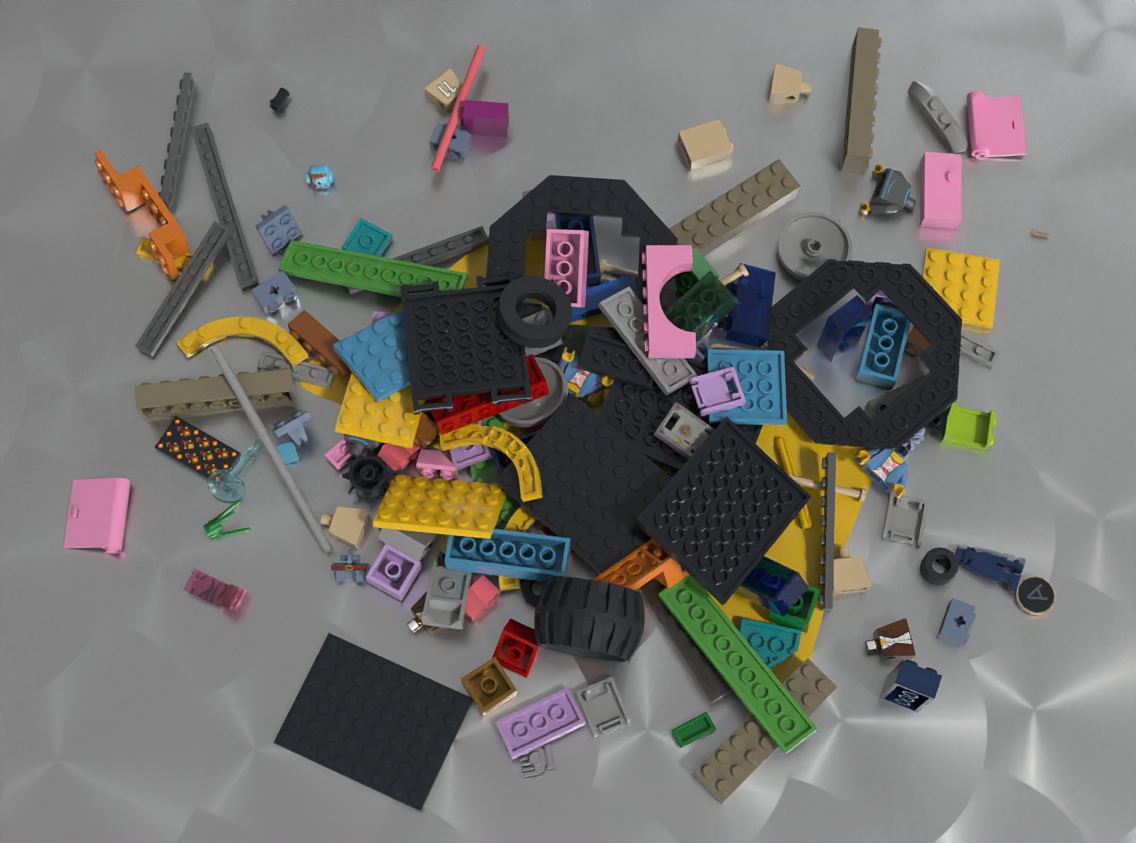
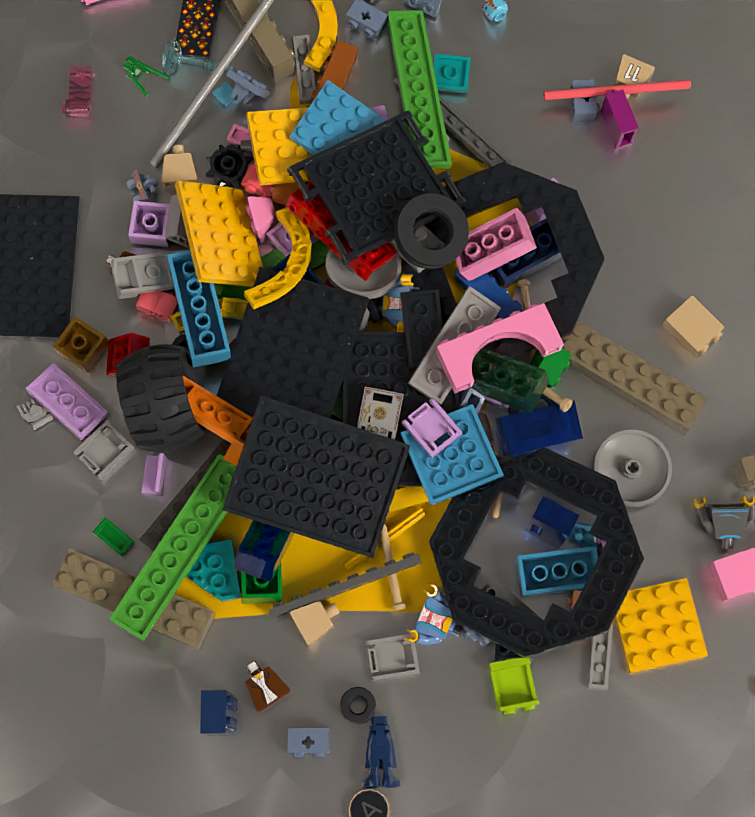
camera: 70 degrees right, 5 degrees up
(648, 667) = (154, 474): none -> lavender panel

